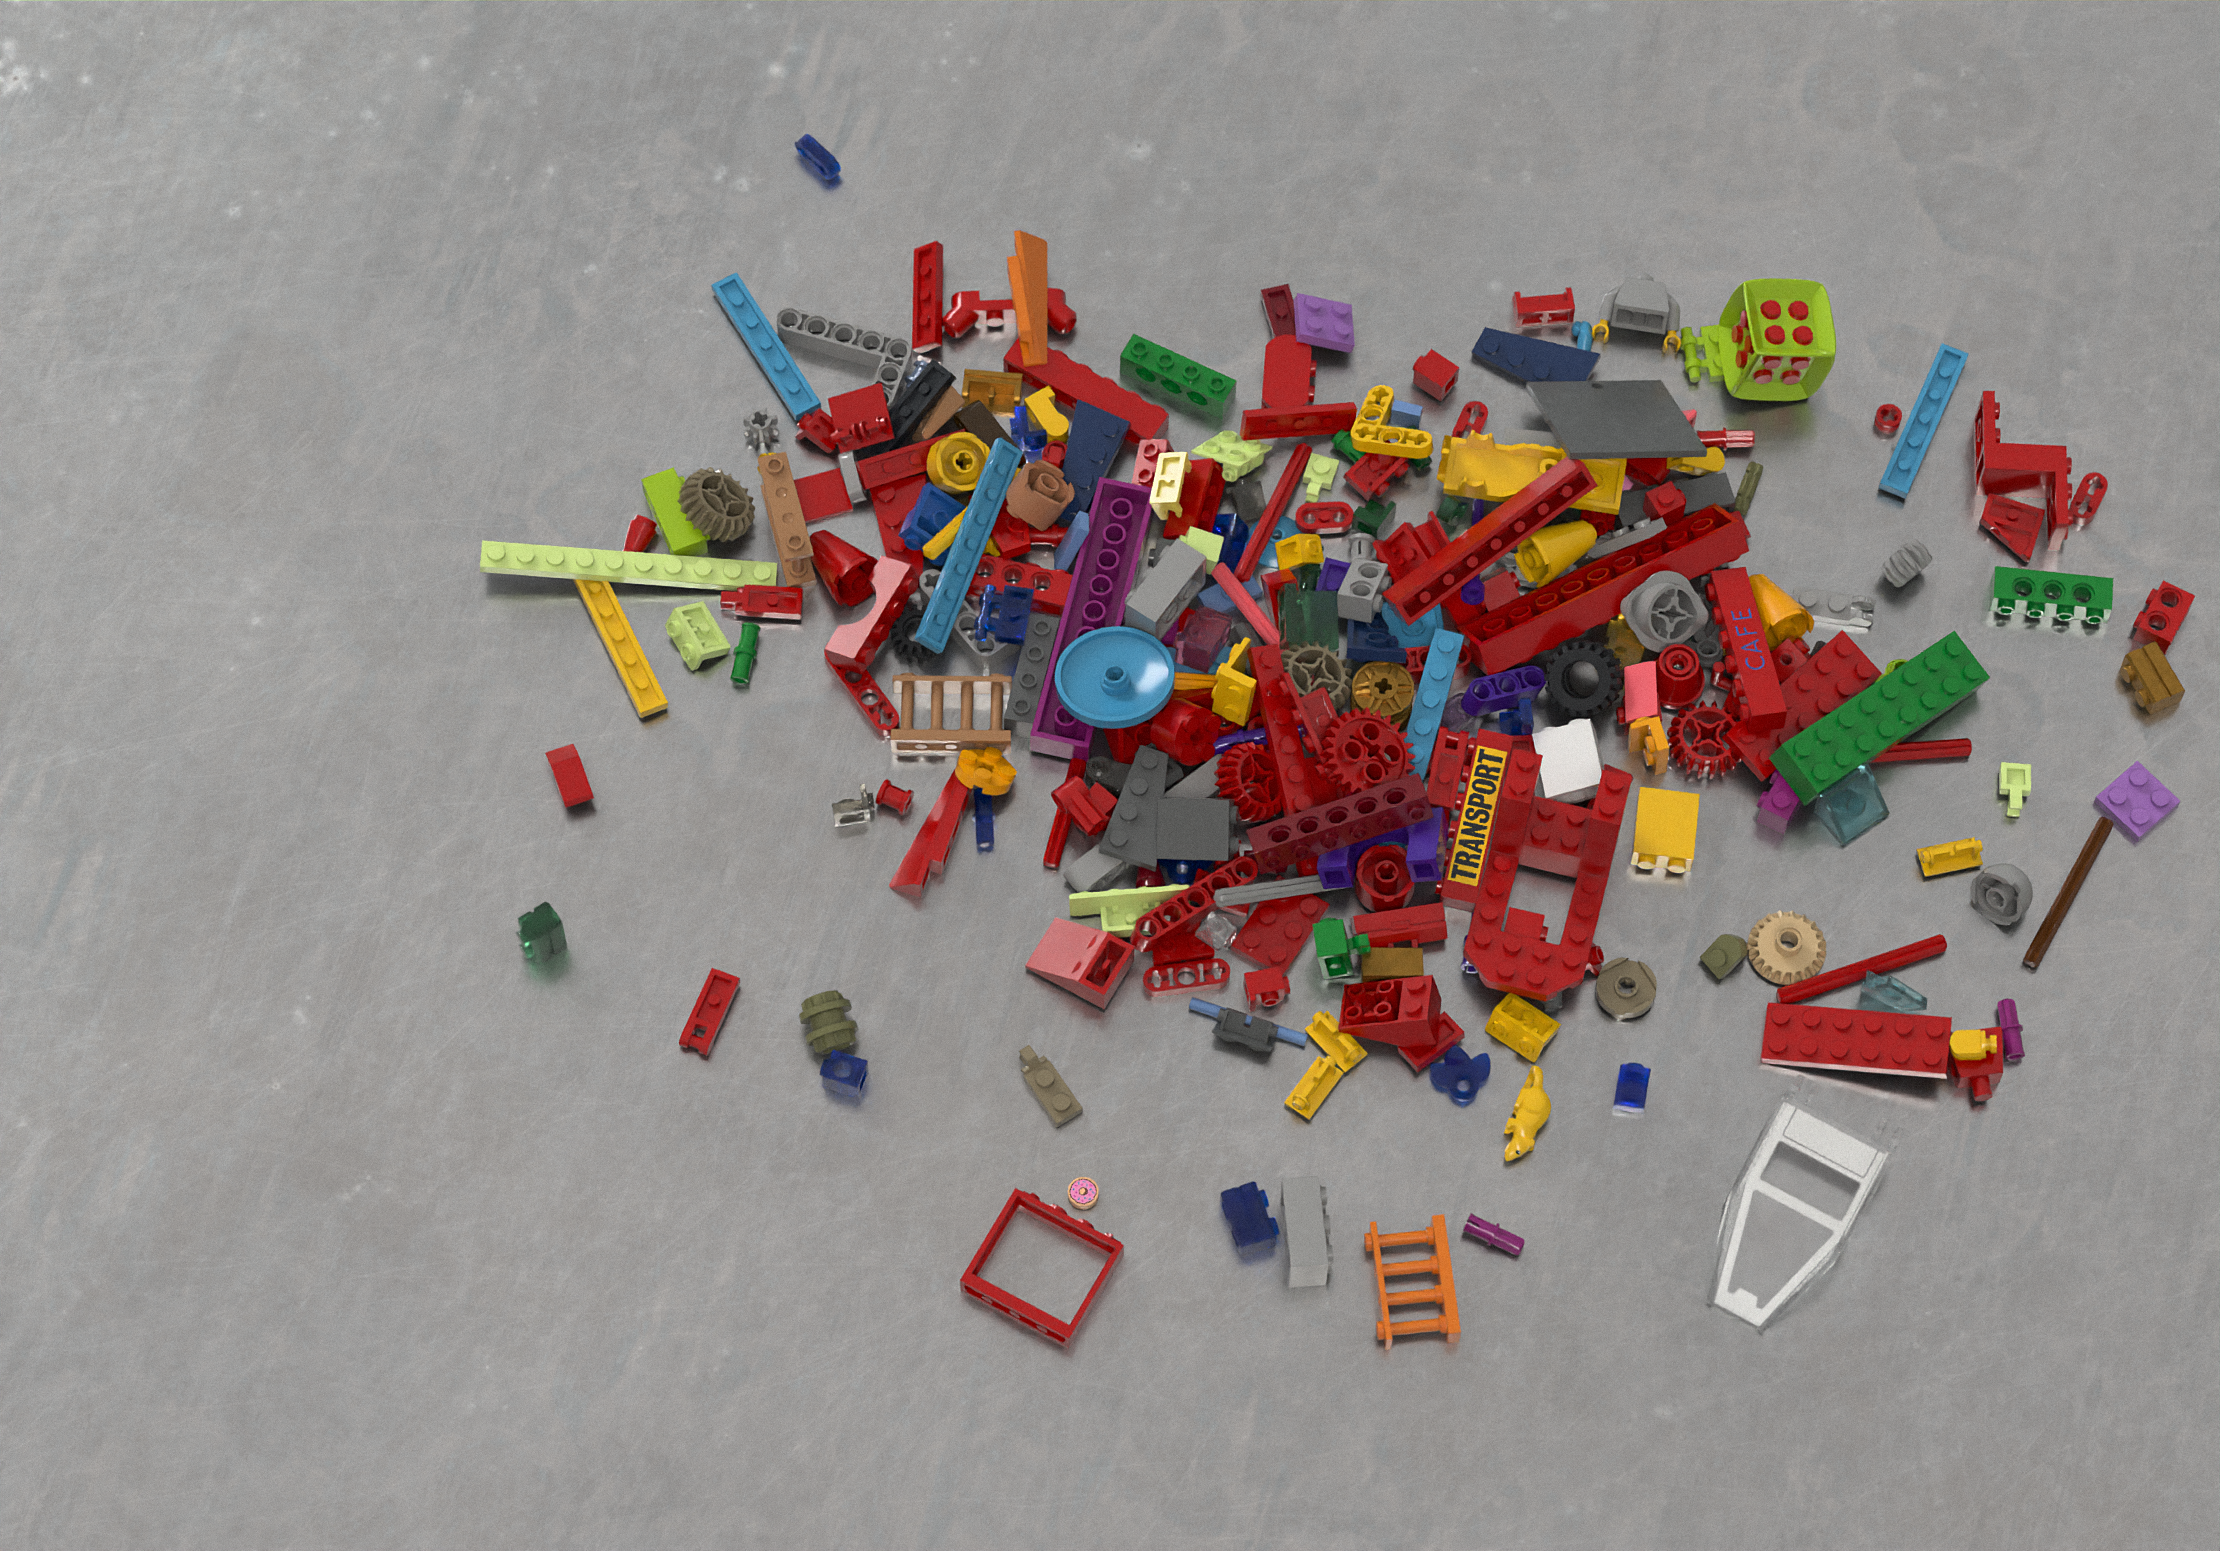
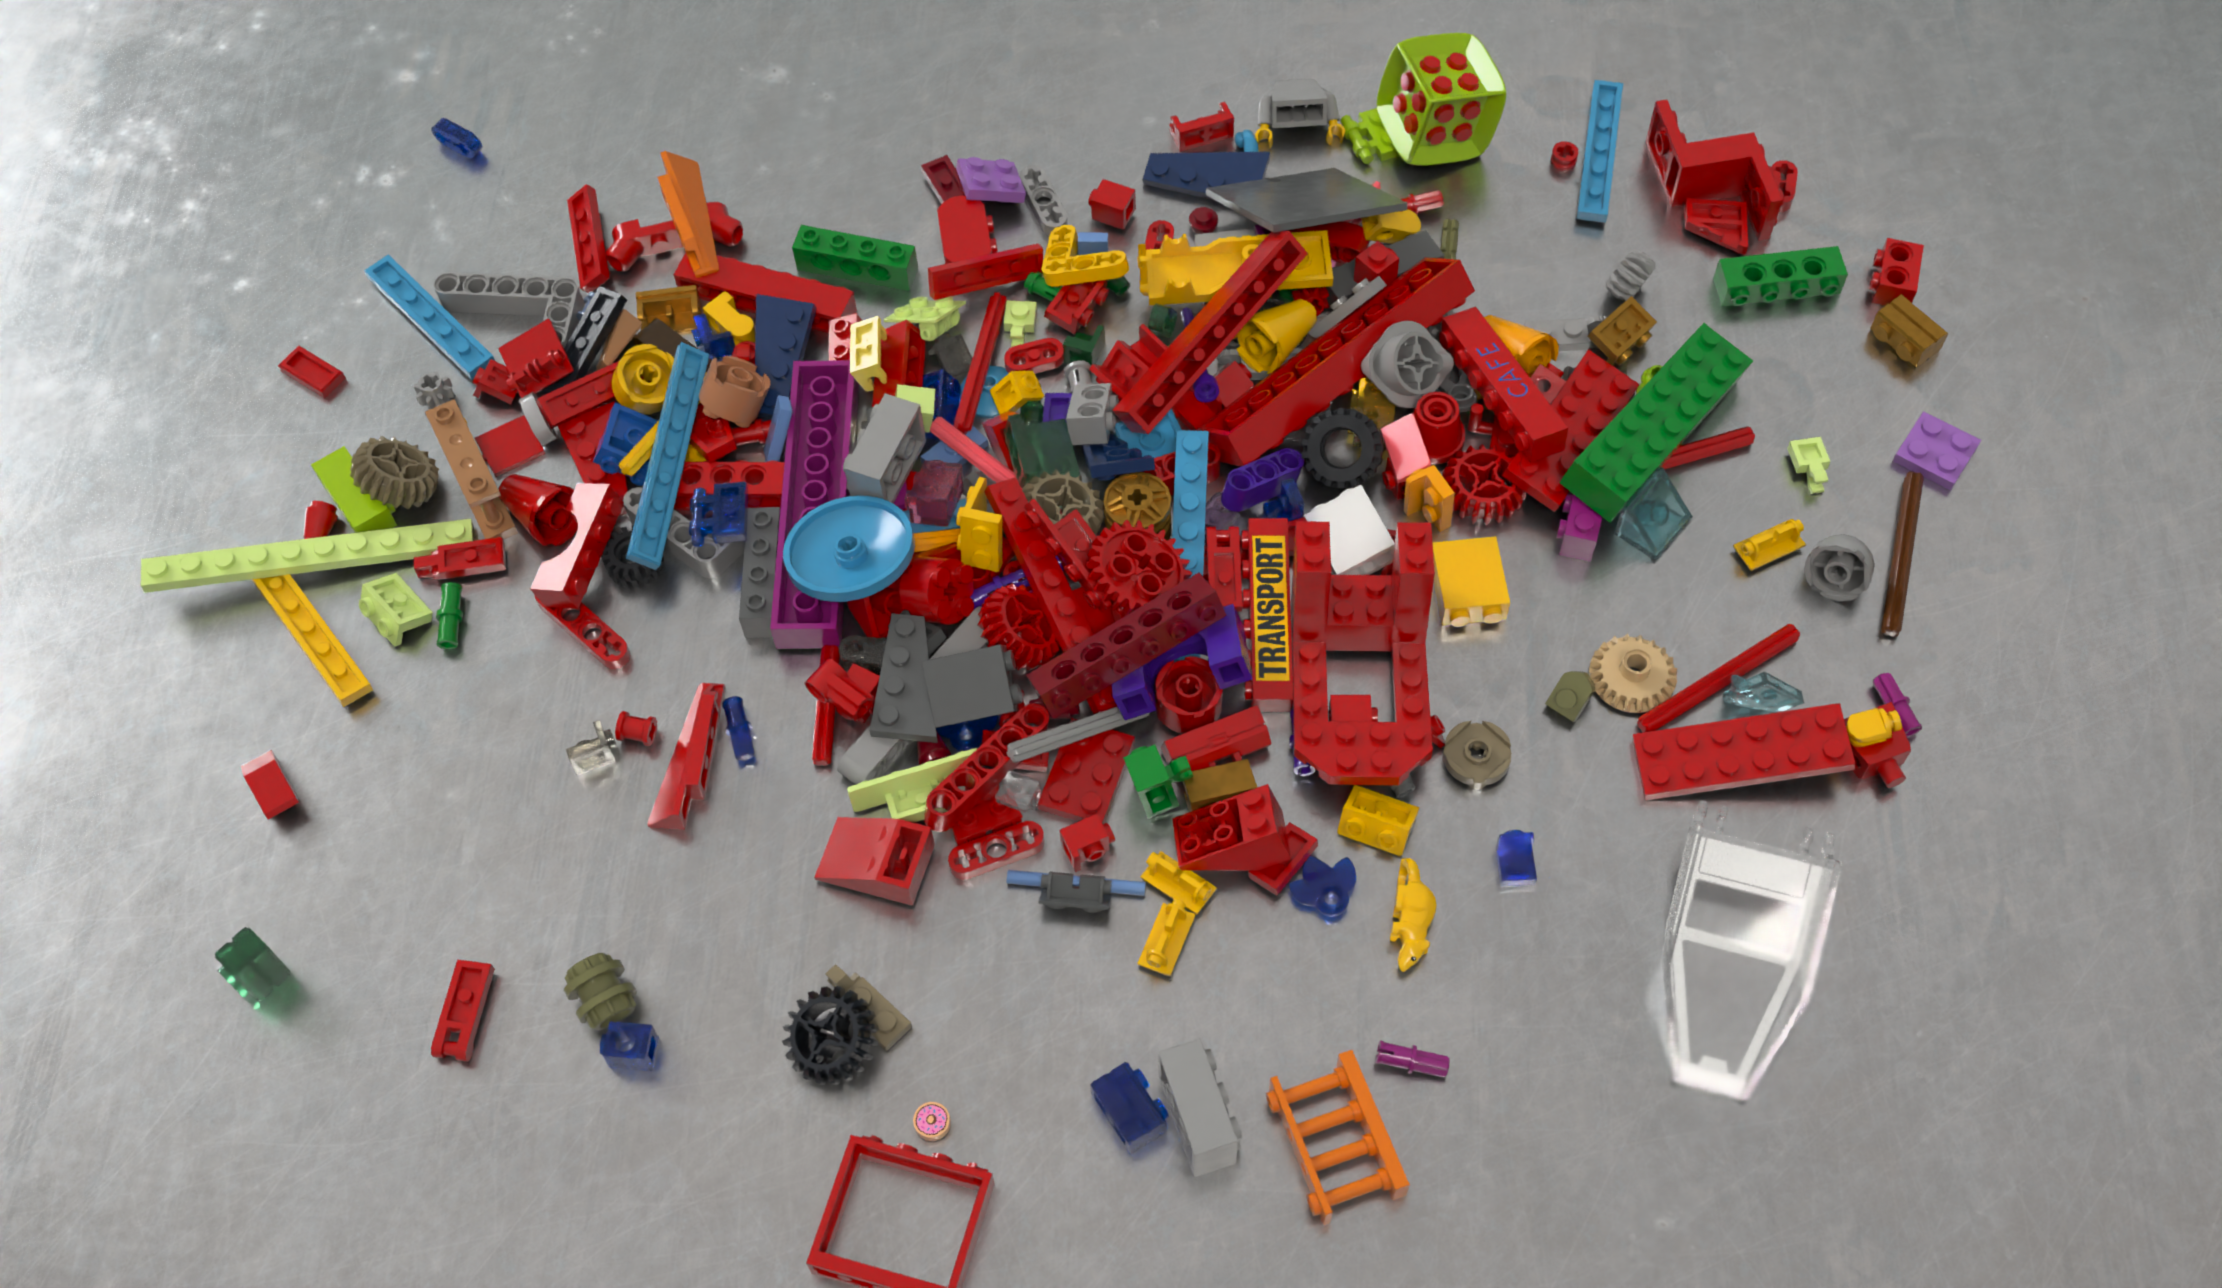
camera: 10 degrees left, 5 degrees down
(648, 378) = (311, 371): none -> red tile
(936, 738) = (689, 656): medium nougat fence -> none
(985, 770) = (730, 678): light orange plate -> none
(1005, 1112) = (822, 1048): none -> black gear
(1375, 341) = (1044, 189): none -> light grey beam
(1519, 409) = (1203, 220): none -> dark red plate
(1879, 618) = (1622, 330): none -> pearl gold bracket

